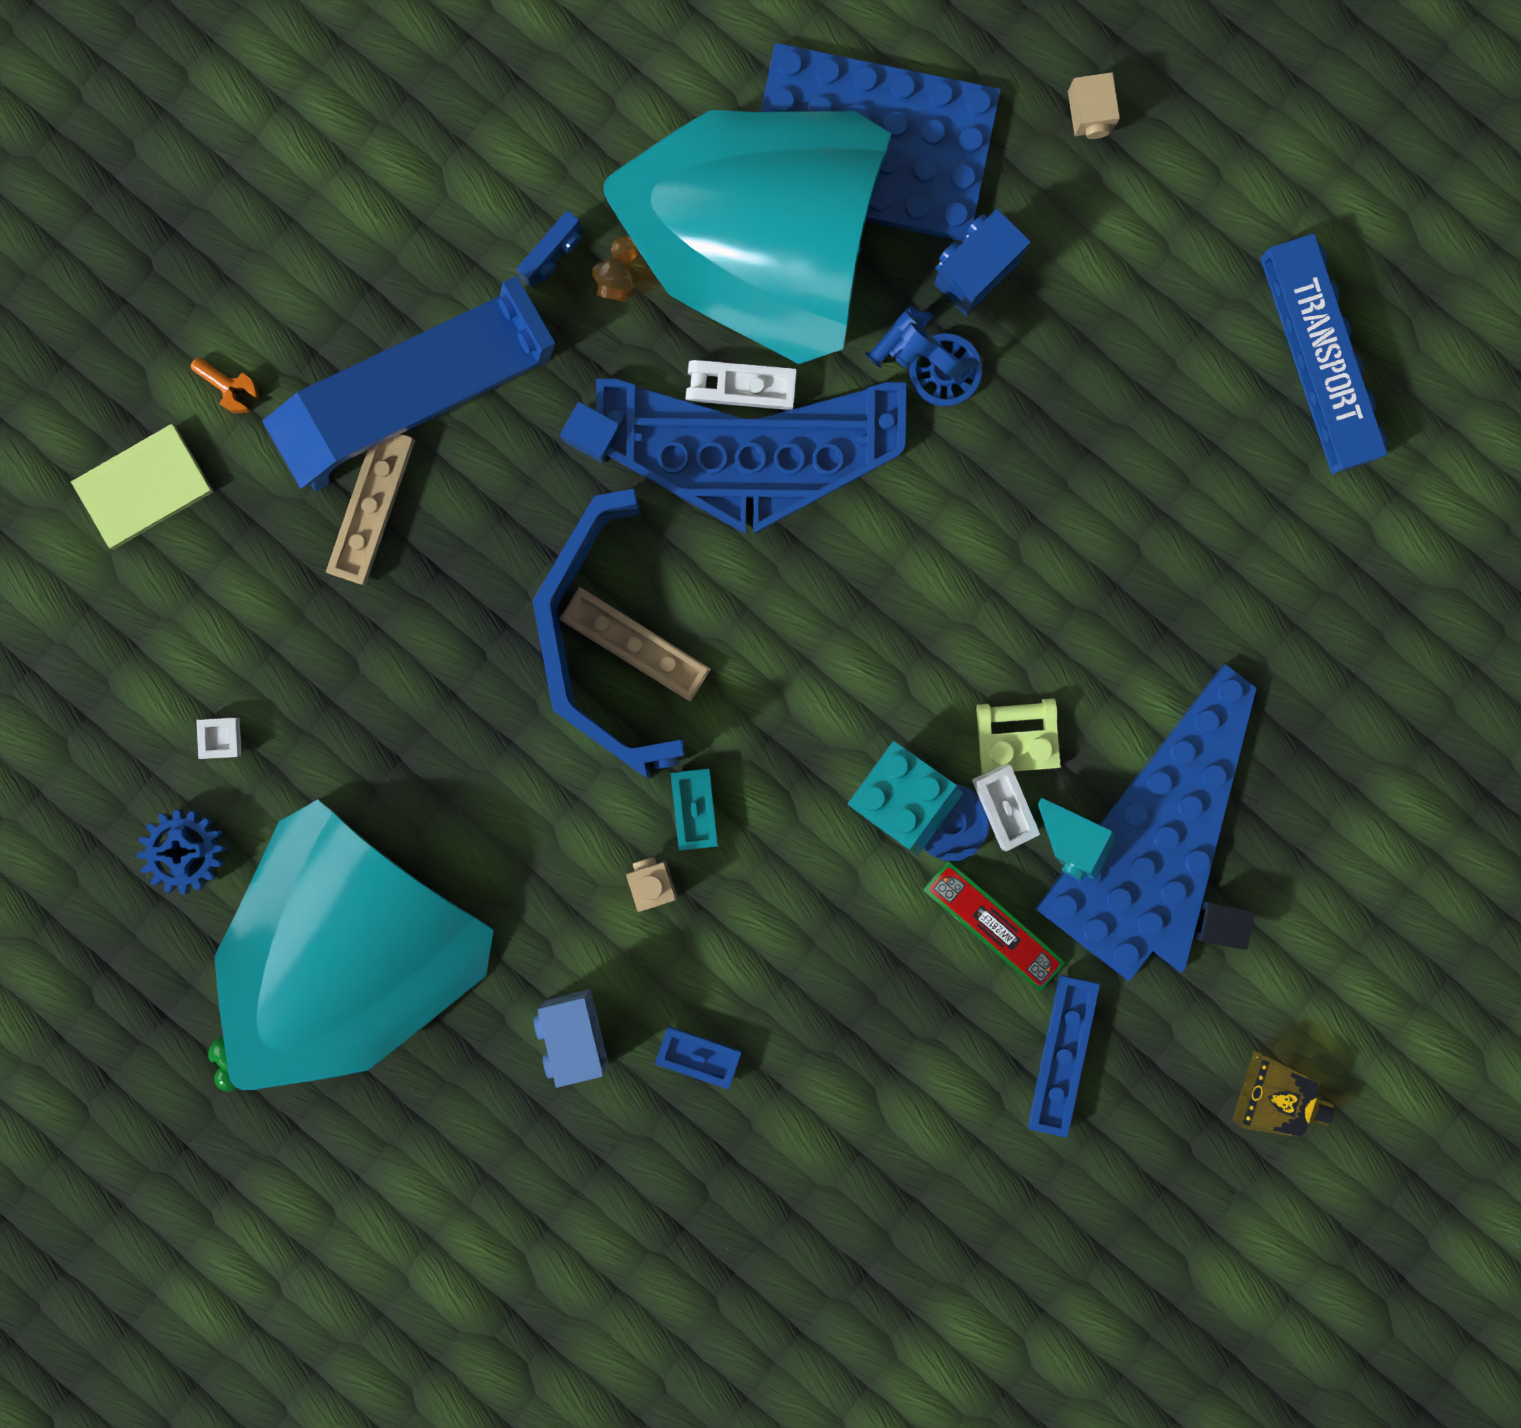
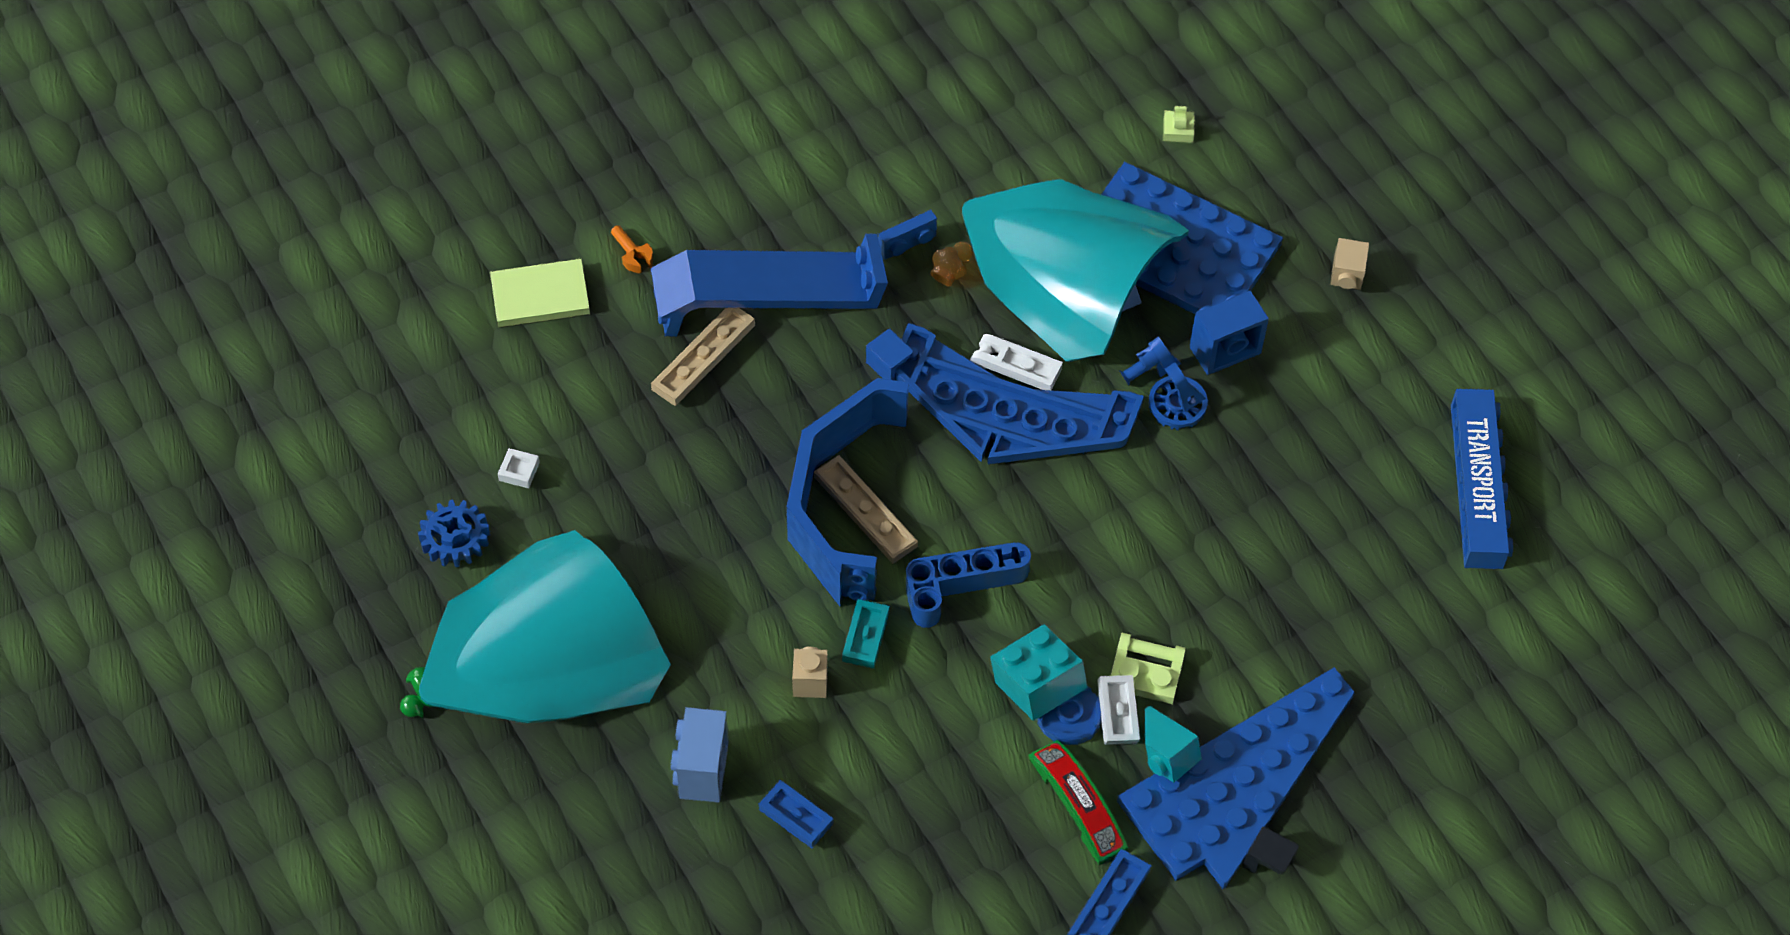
camera: 25 degrees right, 30 degrees down
(784, 697) = (1014, 569): none -> blue beam

